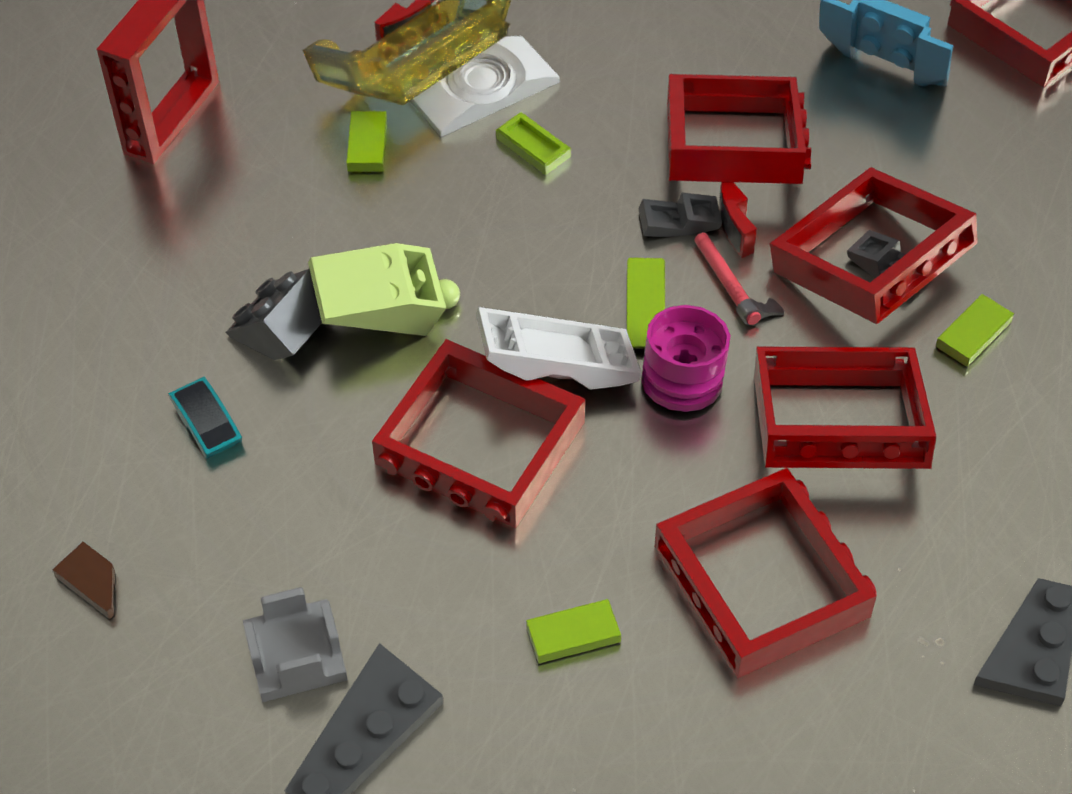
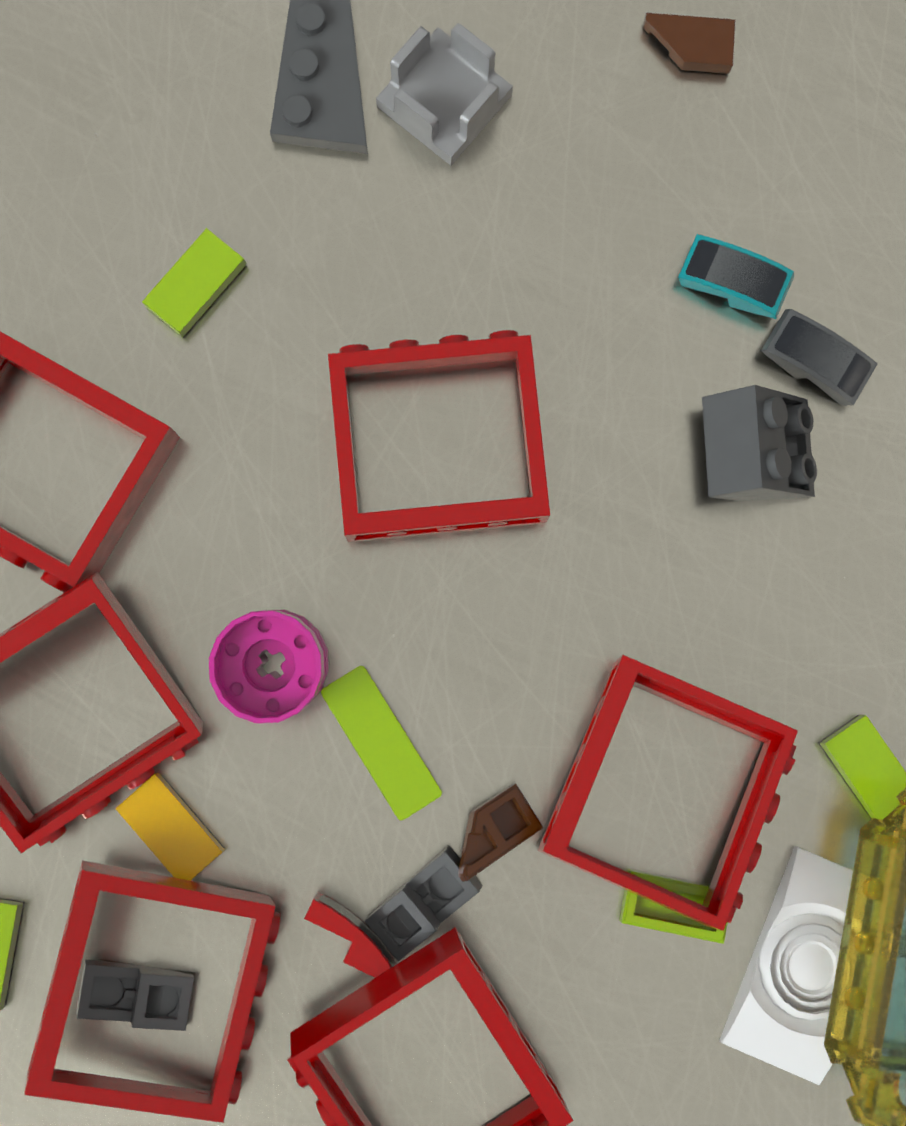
camera: 140 degrees right, 30 degrees up
(198, 344) = (819, 354): none -> slope
(382, 289) = (676, 524): yellowish green slope -> none
(516, 223) = (757, 806): none -> red window
(558, 349) = (421, 584): white slope -> none
(610, 222) = (496, 830): none -> reddish brown tile
(748, 309) = (258, 807): coral piece -> none
(811, 321) = (170, 828): none -> yellow tile

